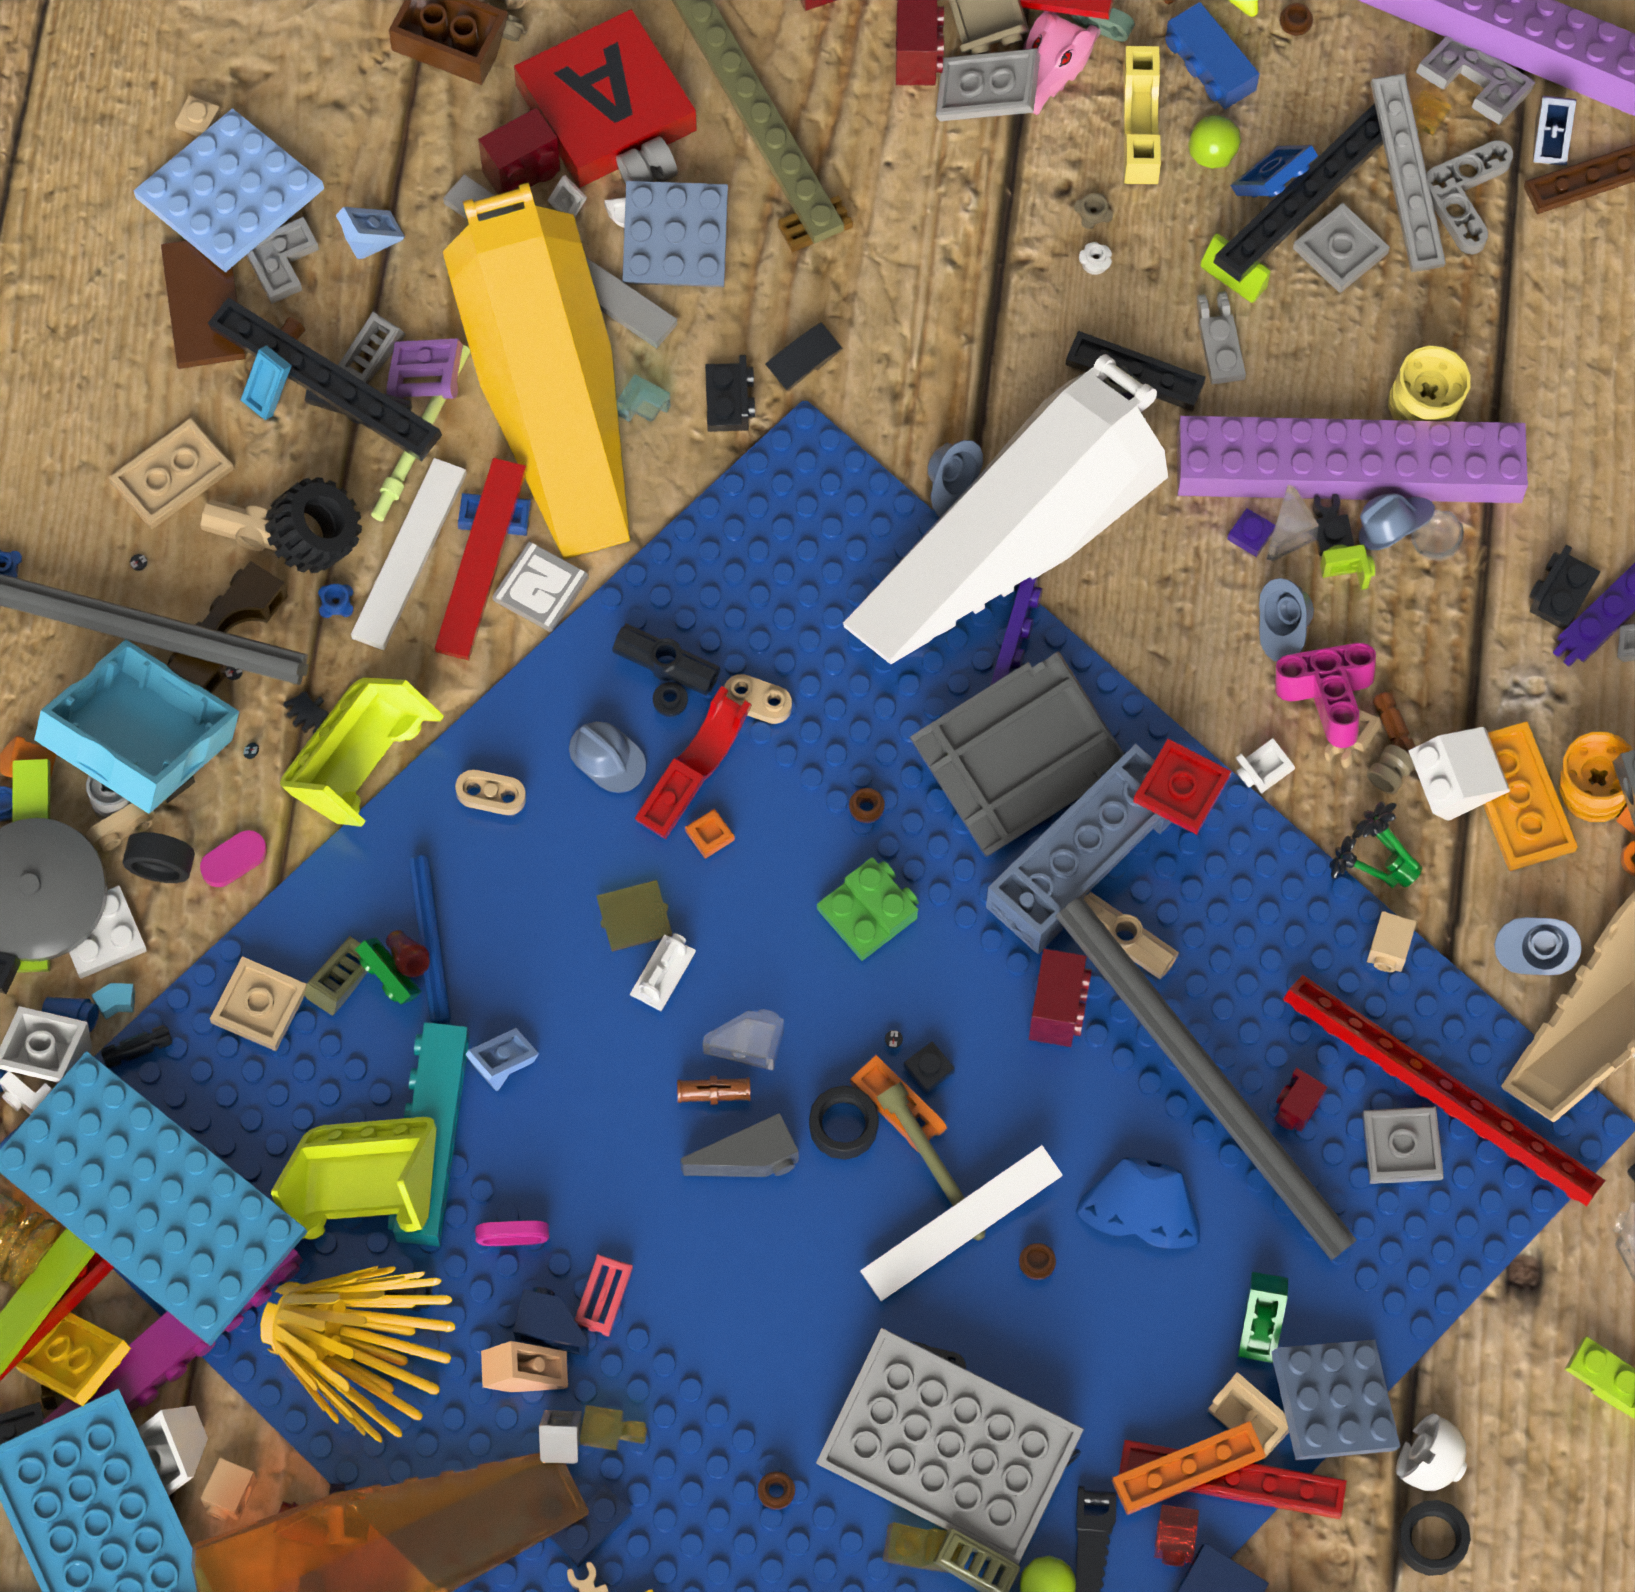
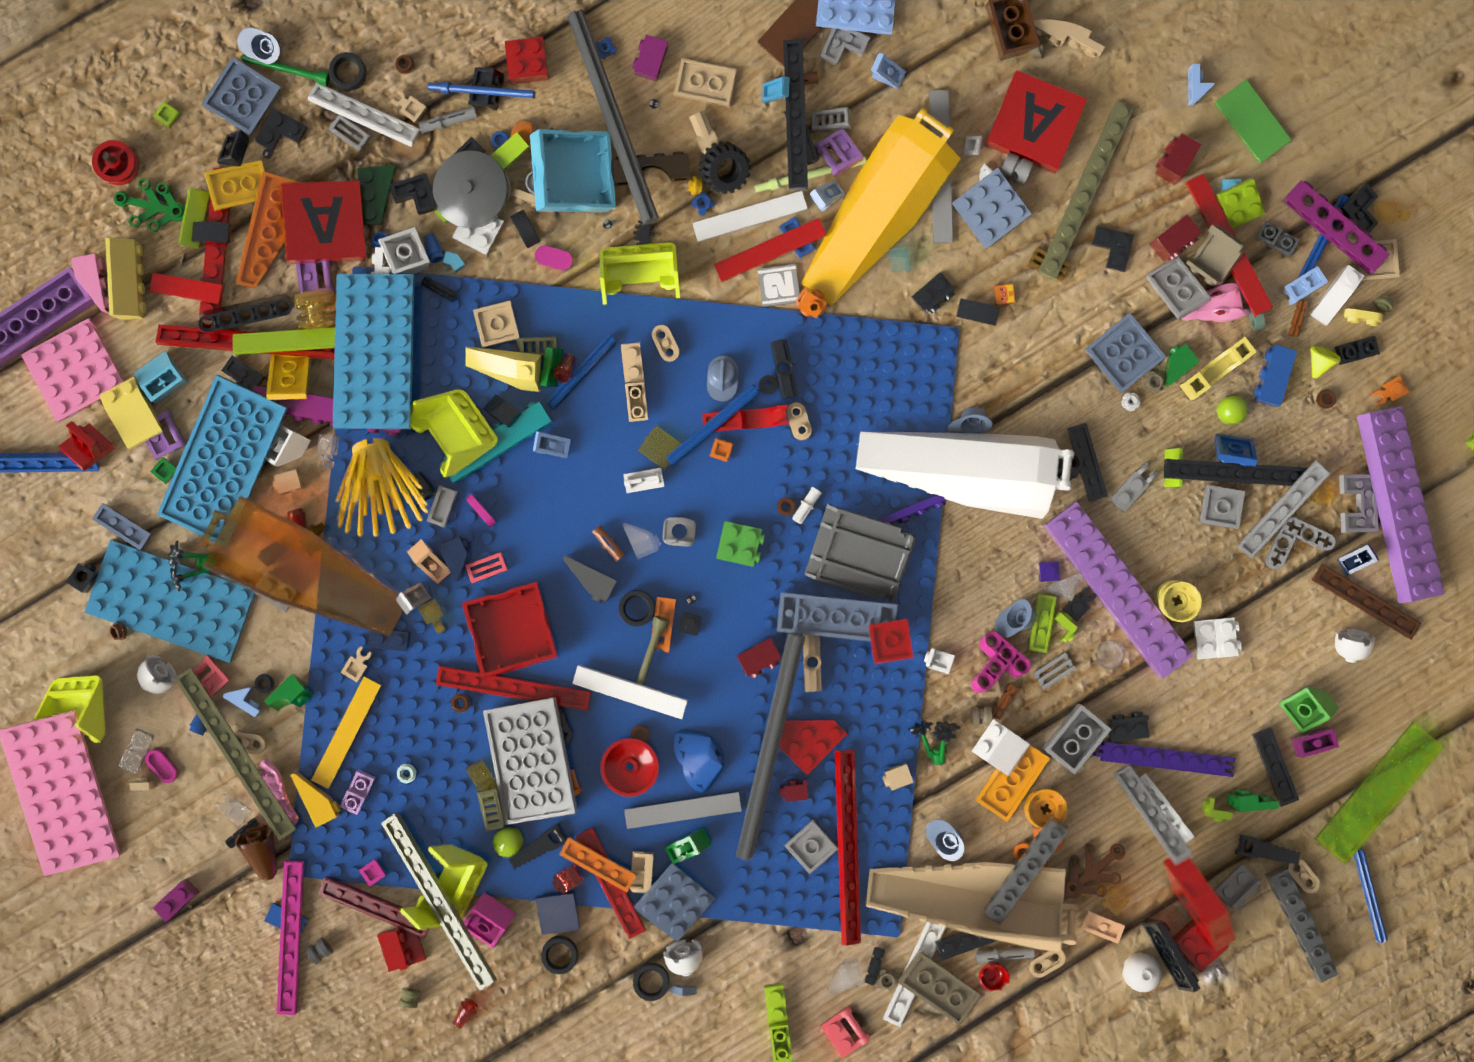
camera: 45 degrees right, 20 degrees up
(72, 515) = (651, 57): none -> magenta brick
(225, 1393) = (327, 448): none -> clear plate
(302, 590) = (695, 186): none -> yellow plate
(340, 1030) = (510, 367): none -> light yellow wedge
(392, 1085) = (502, 411): none -> black slope
(468, 1301) = (442, 506): none -> light grey tile
(470, 432) = (827, 194): none -> light blue slope
(509, 875) = (634, 381): none -> tan slope
(520, 153) = (974, 109): dark red brick -> none
(602, 555) = (811, 302): none -> orange brick
(664, 812) = (712, 424): none -> blue axle
(727, 1325) = (510, 630): none -> red tile
(789, 988) = (667, 535): none -> light grey piece
(808, 308) = (1004, 294): none -> orange tile
(809, 1401) = (512, 687): none -> red tile
(865, 120) = (1119, 245): none -> black plate
(888, 775) = (806, 505): none -> white axle
(1021, 216) = (1125, 353): none -> sand blue plate
(1078, 1283) = (627, 781): none -> red dish
(1093, 158) = (1178, 363): none -> green slope
(1201, 1288) = (682, 810): none -> light grey tile
(1243, 1027) = (809, 741): none -> red plate
(1330, 603) = (1042, 626): none -> lime tile
(1391, 518) = (1102, 630): sand blue piece -> none
(1403, 601) = (1059, 676): none -> light grey tile
(1482, 1499) = (683, 990): none -> sand blue tile
(1524, 385) = (1216, 638): none -> white plate
(1525, 663) = (1076, 738): none -> light grey brick

